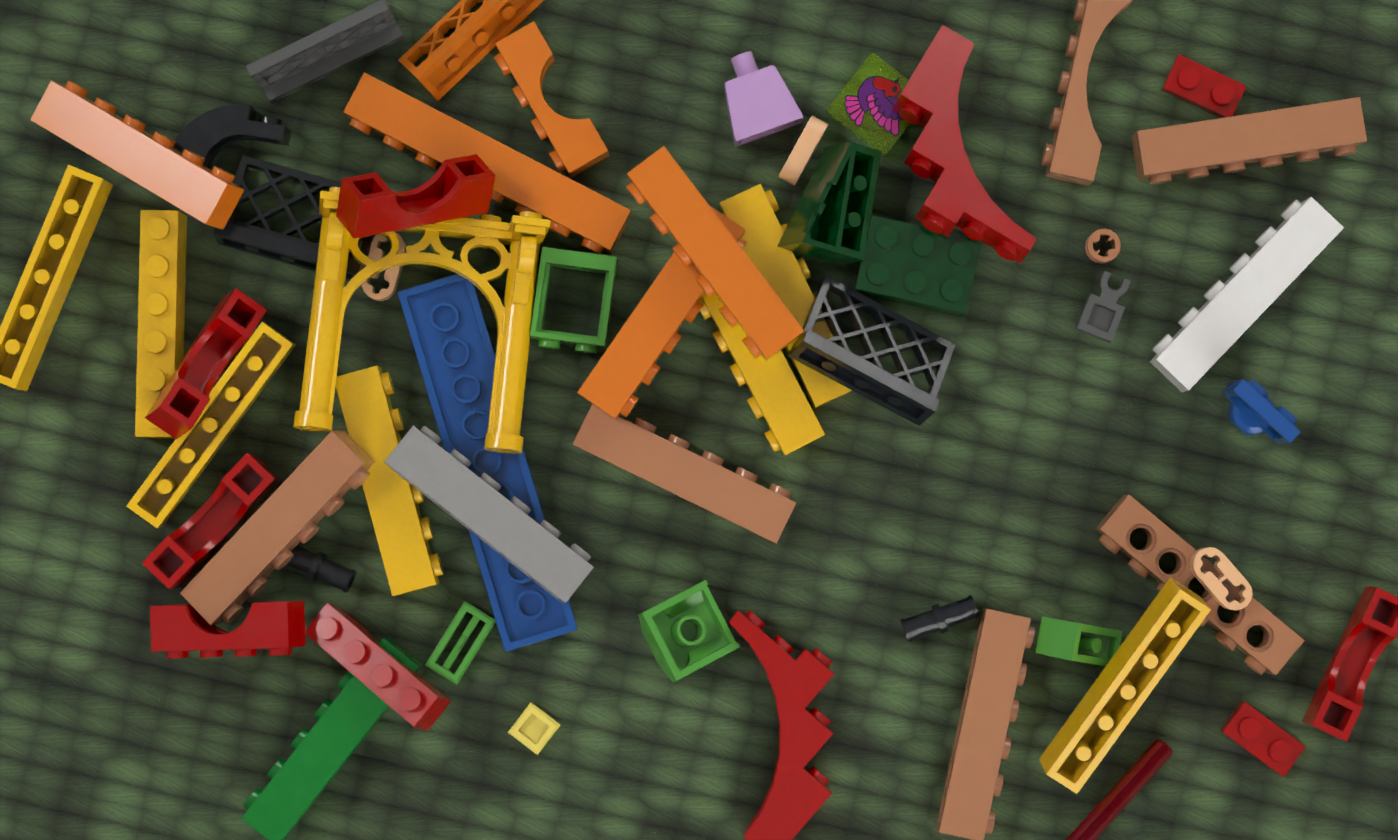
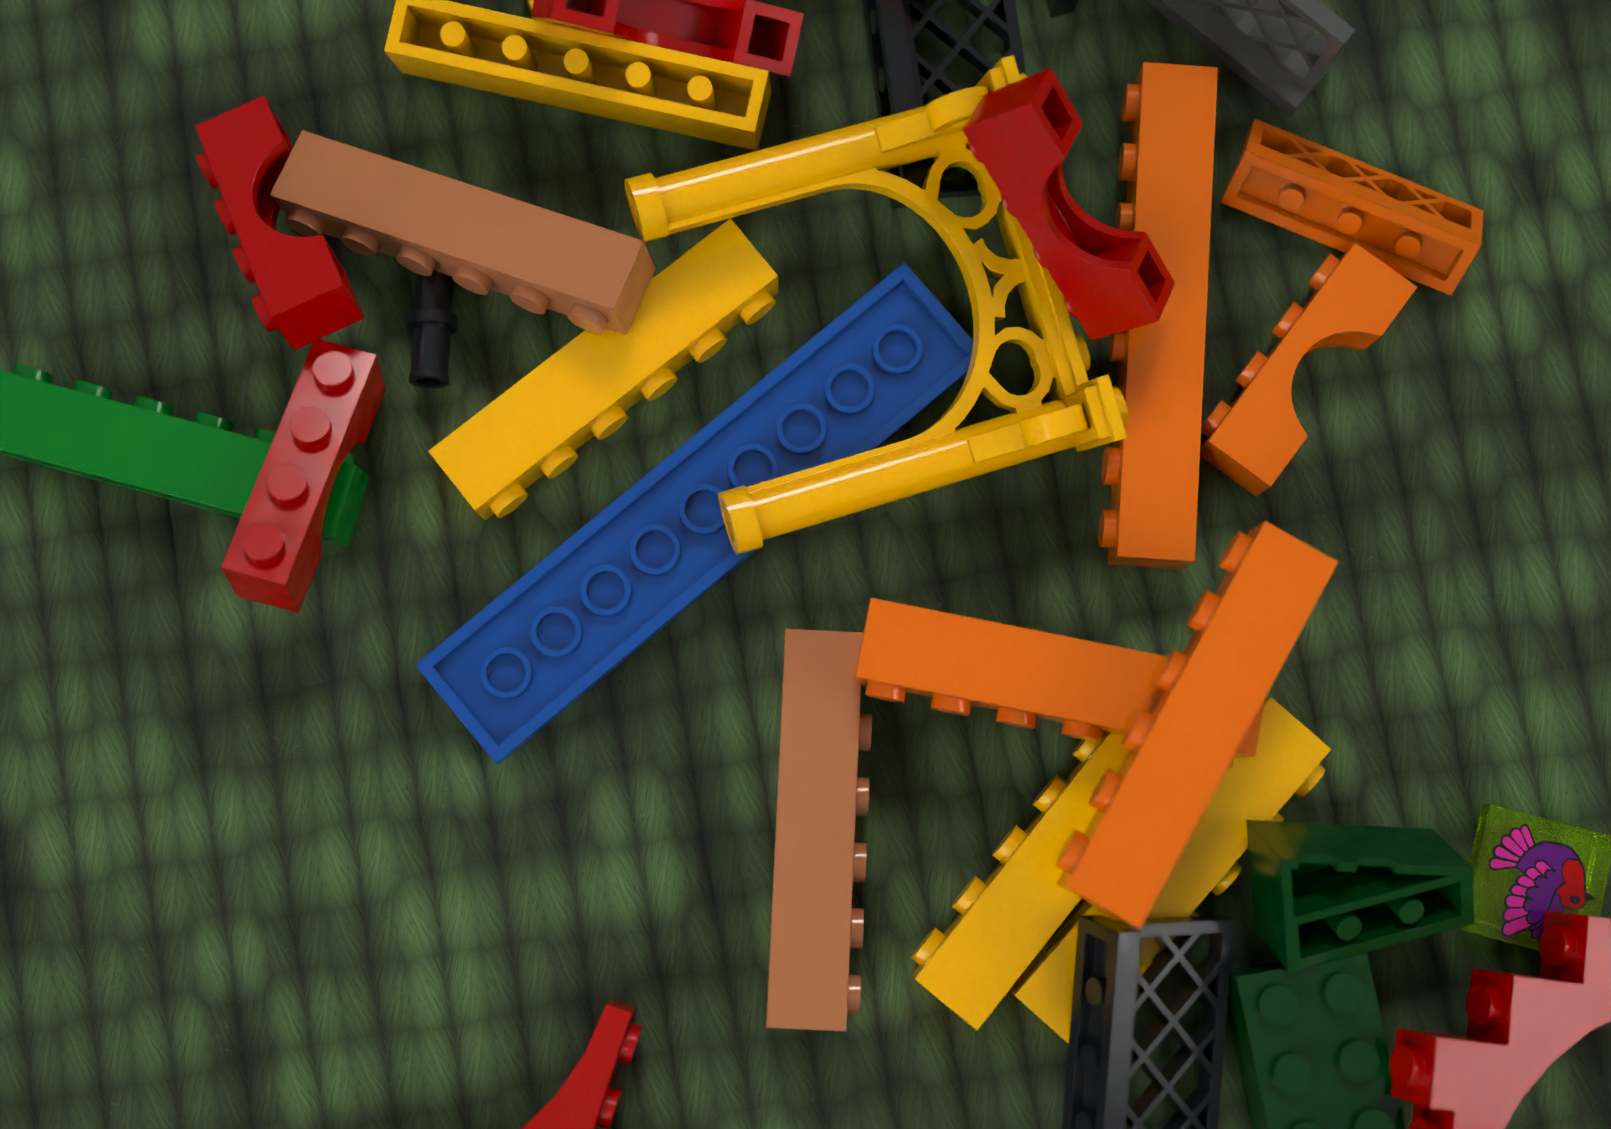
camera: 65 degrees right, 5 degrees down
(200, 535) = (377, 115): red arch -> none
(391, 275) = (926, 245): light nougat beam -> none
(444, 670) = (458, 599): bright green tile -> none
(488, 514) = (616, 545): light grey brick -> none
(534, 728) = (316, 763): light yellow tile -> none
(576, 261) = (1073, 512): bright green window -> none
(687, 632) = (563, 942): bright green slope -> none
(758, 101) = (1453, 691): lavender torso -> none
(803, 150) = (1409, 795): light nougat beam -> none

